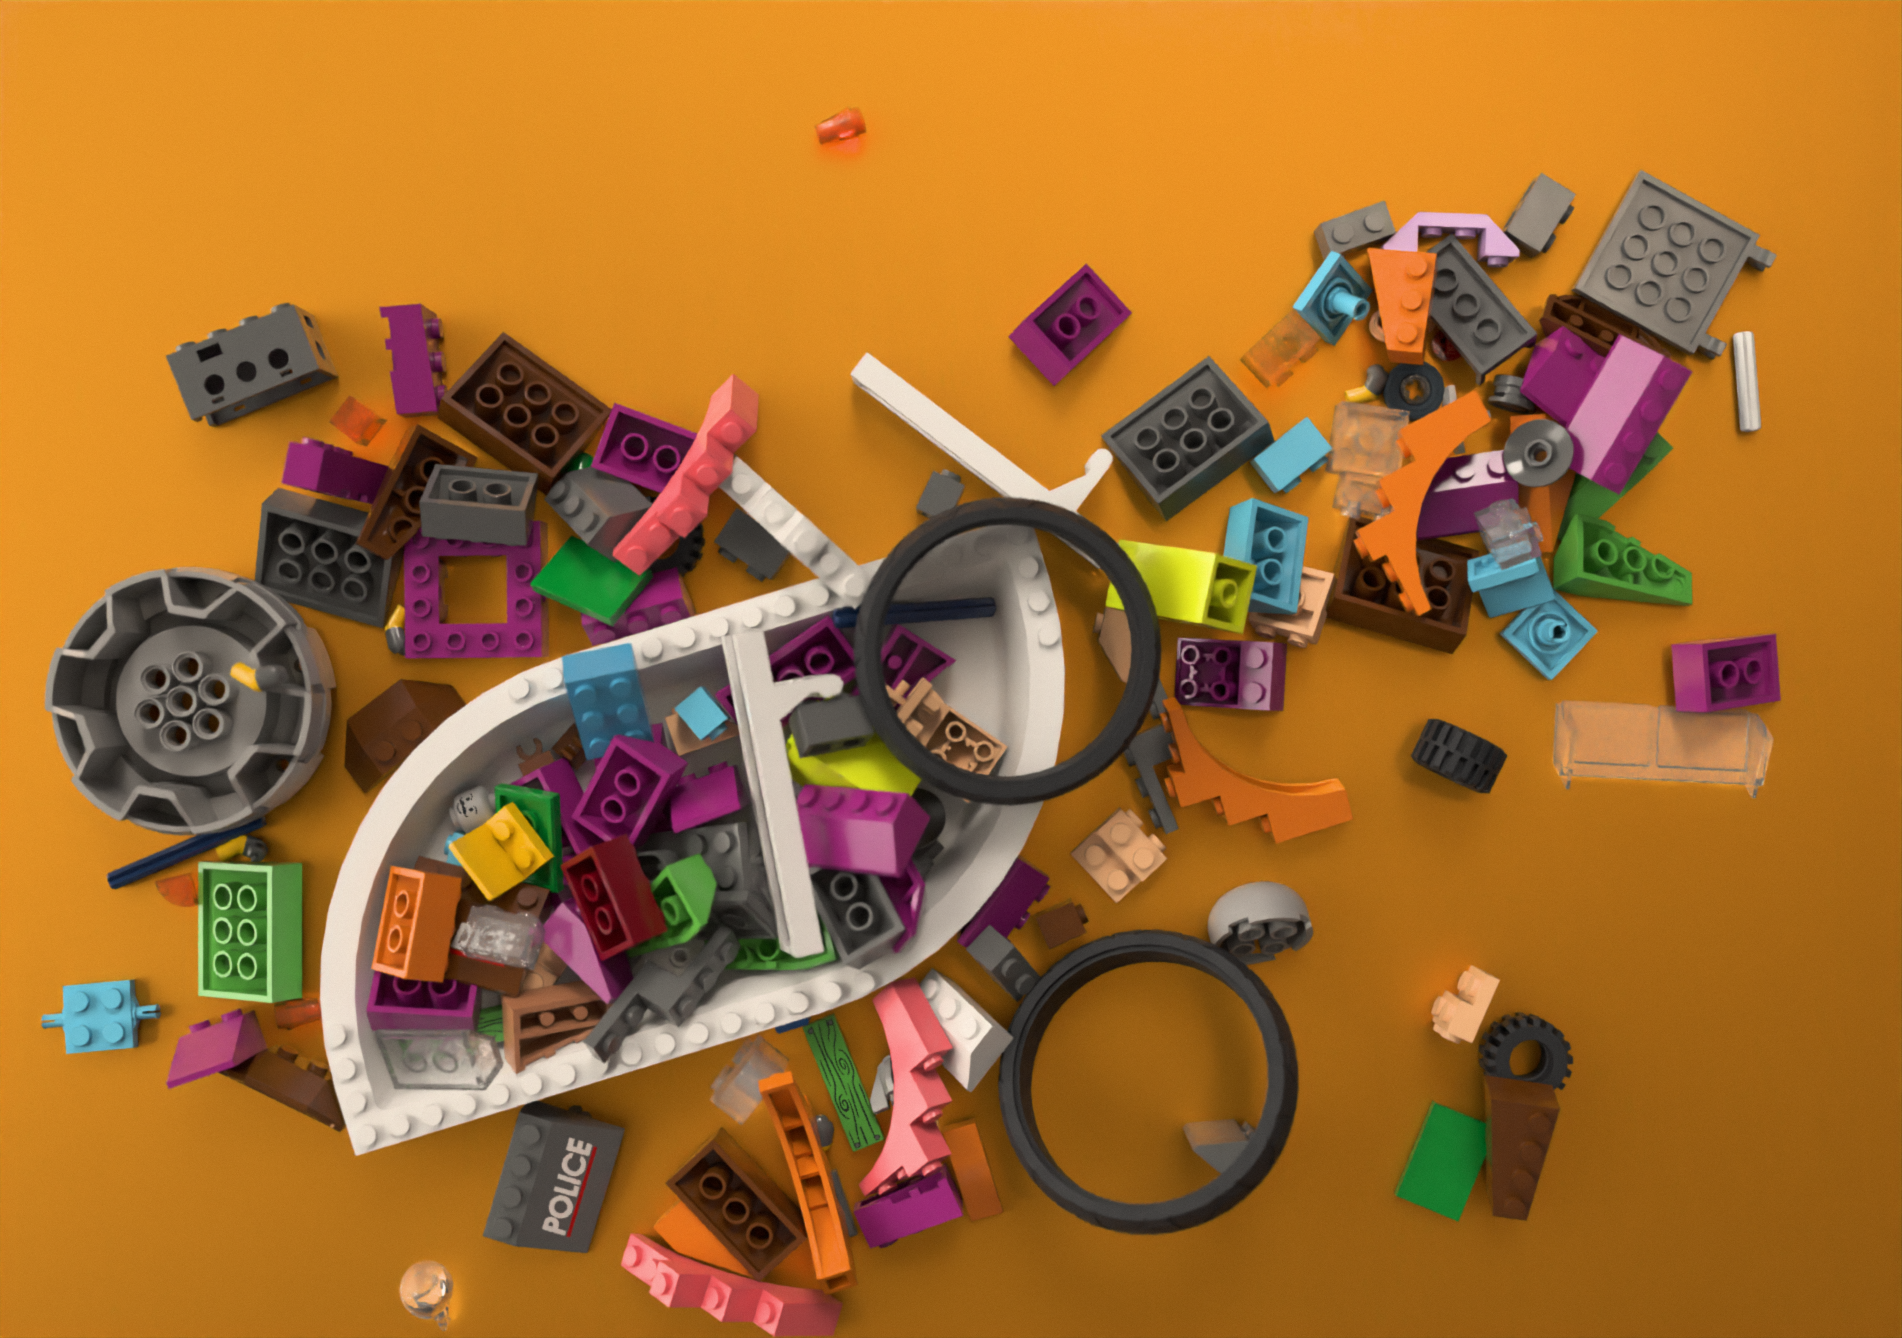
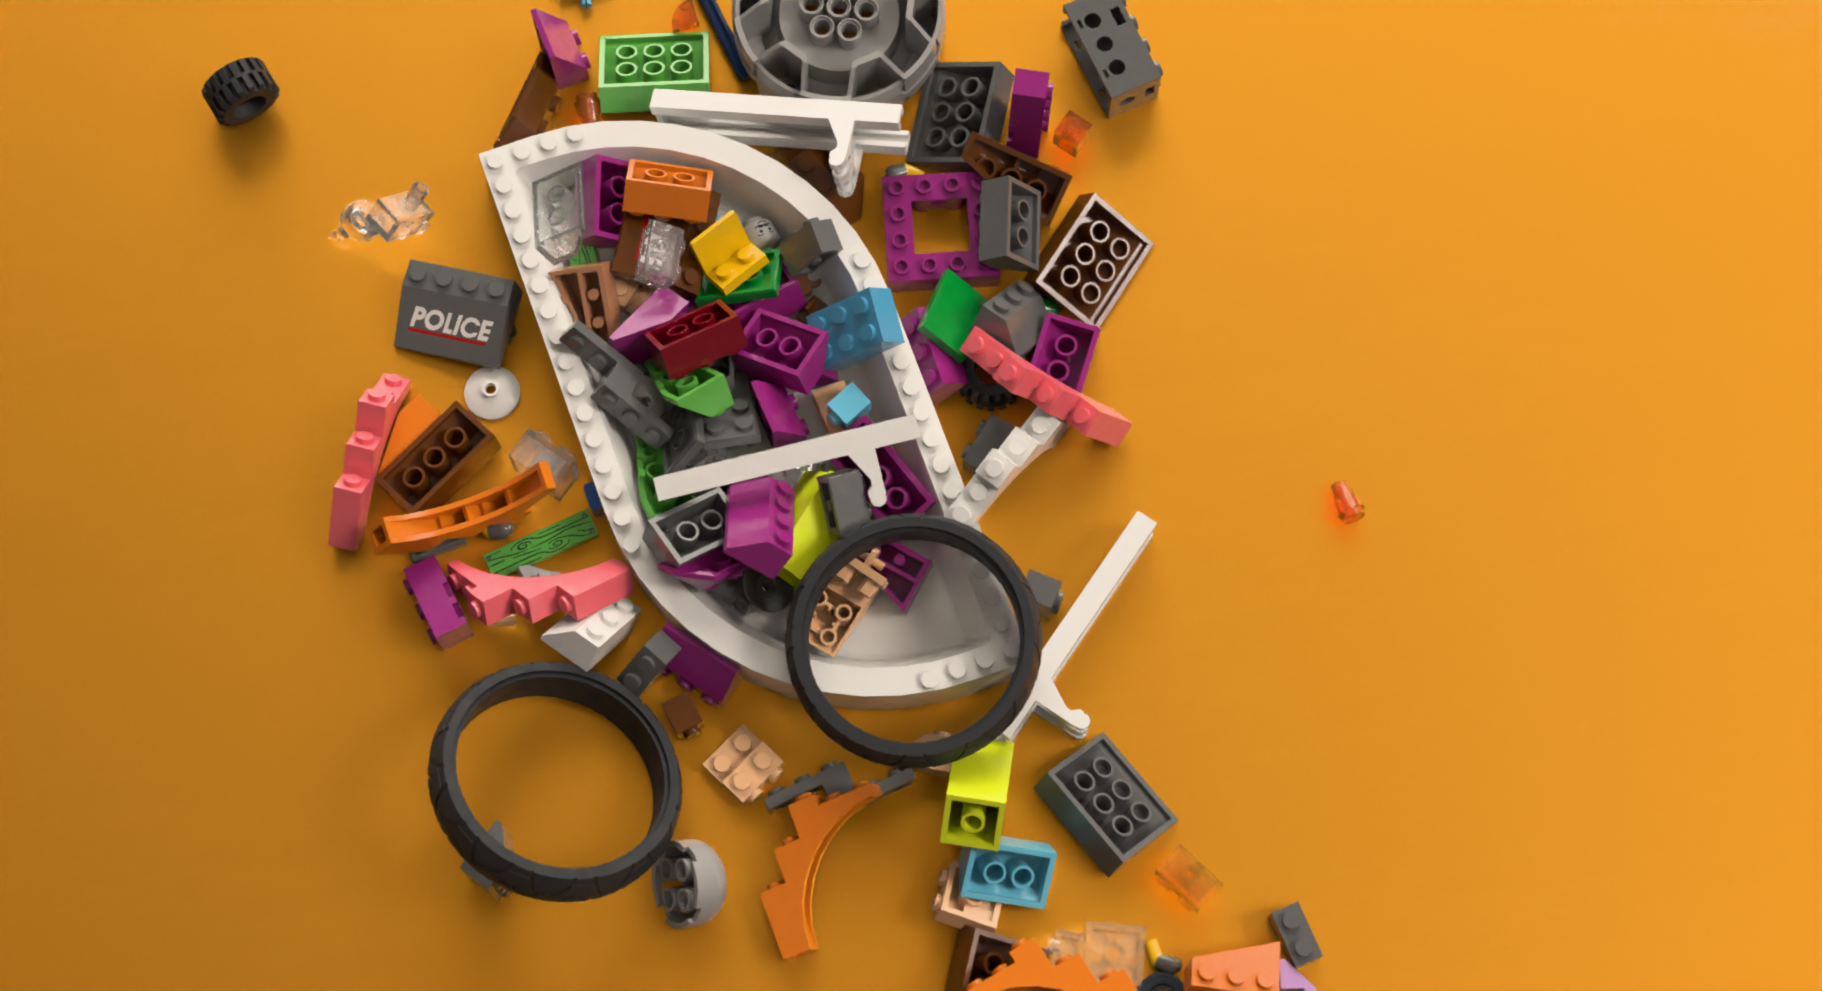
camera: 80 degrees right, 15 degrees down
(245, 845) = (723, 64): arm -> none
(261, 678) = (860, 61): arm -> none
(332, 767) = (791, 122): none -> white piece
(415, 359) = (1126, 175): magenta wedge -> none
(424, 1246) = (401, 214): none -> clear brick
(497, 751) = (810, 246): none -> dark grey brick
(661, 1123) = (493, 405): none -> white dish
(923, 612) = (943, 586): dark blue axle -> none
(972, 1169) = (469, 654): orange slope -> none
(1069, 324) = (1196, 698): magenta slope -> none
(1230, 674) = (904, 852): magenta slope -> none
(1291, 455) = (1096, 891): medium azure brick -> none
(1334, 298) = (1234, 917): medium azure plate -> none

